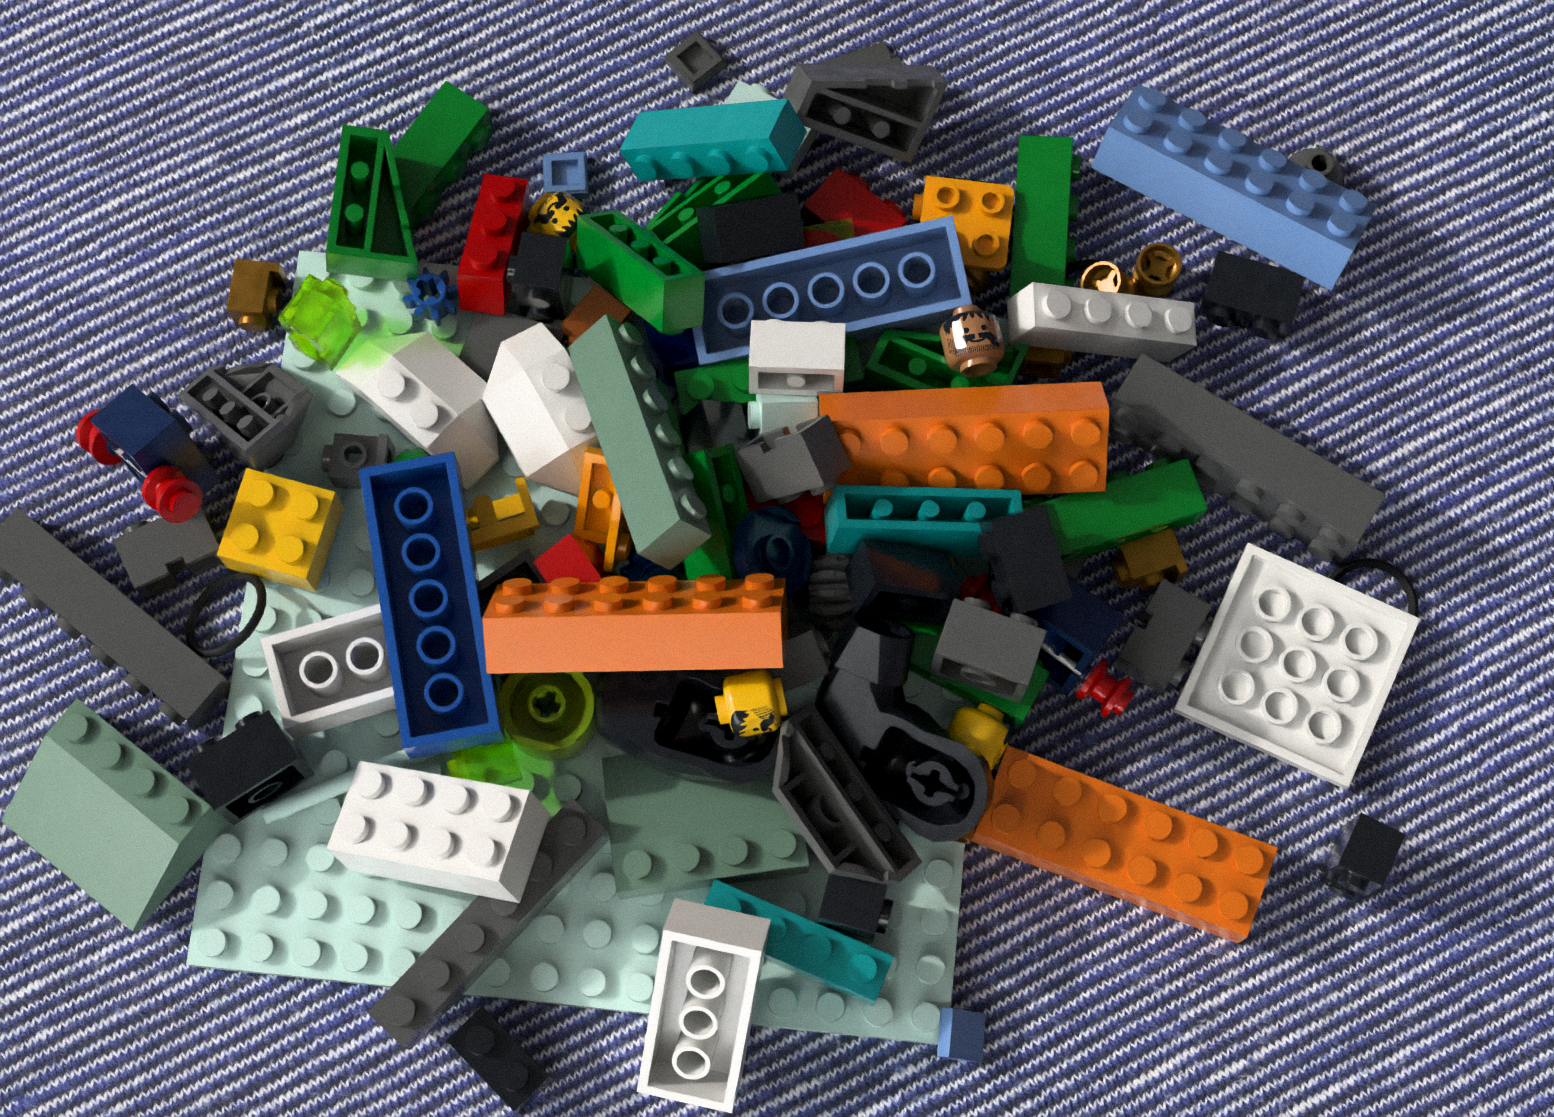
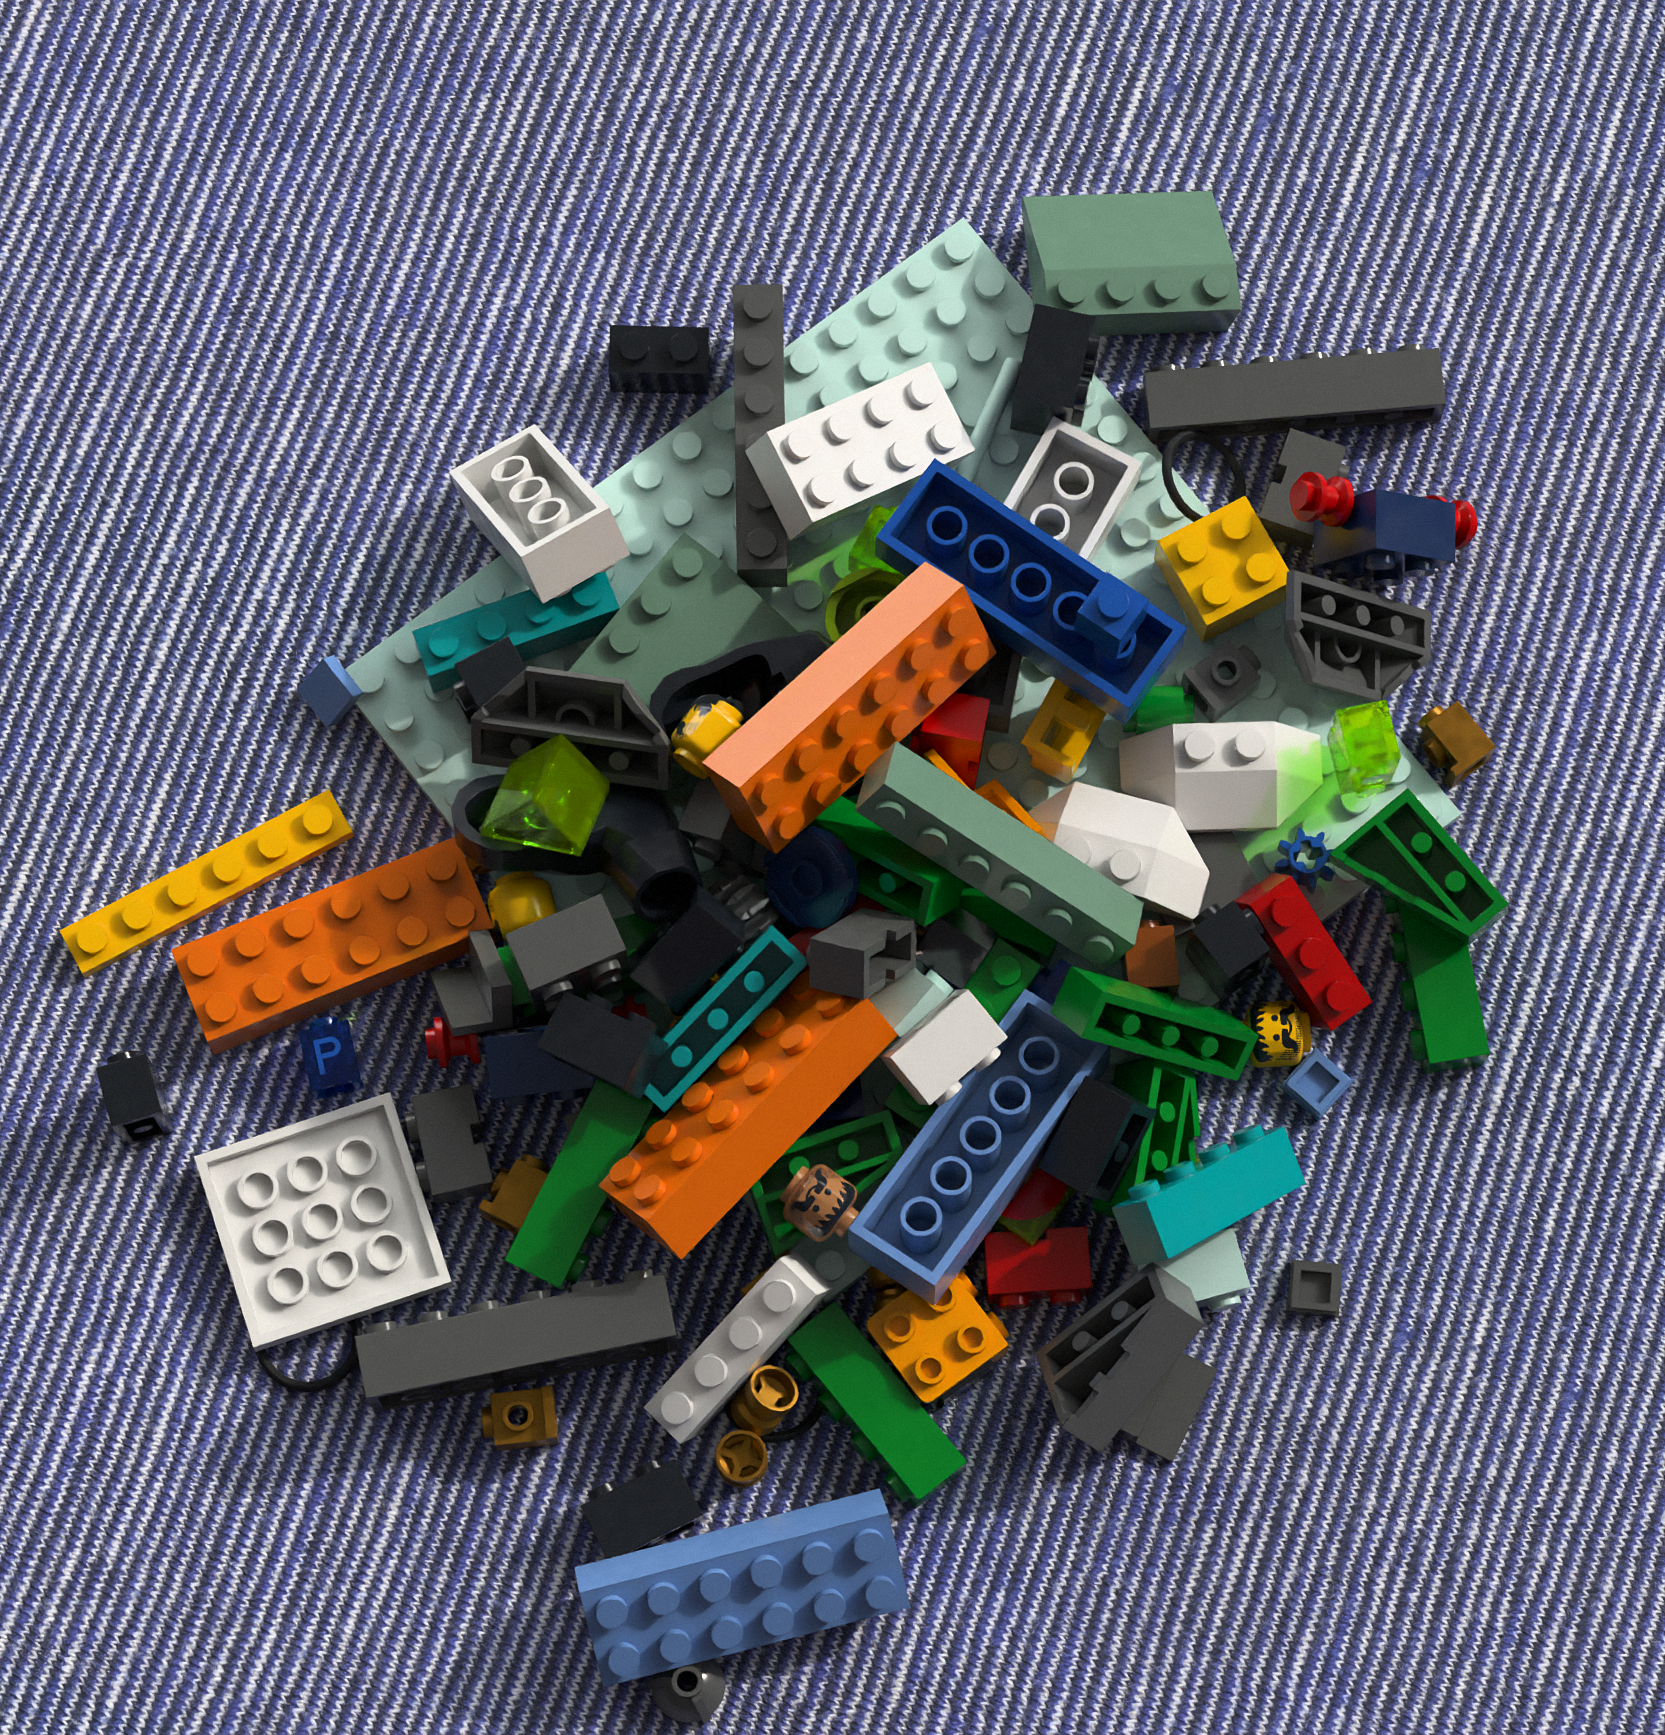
camera: 135 degrees right, 0 degrees up
(402, 511) = (1111, 614): none -> blue brick
(904, 767) = (548, 799): none -> clear neon green slope
(1063, 708) = (475, 995): none -> dark grey panel
(1170, 979) = (206, 883): none -> yellow plate
(1193, 770) = (331, 1058): none -> clear blue brick
(1272, 401) = (537, 1431): none -> pearl gold brick

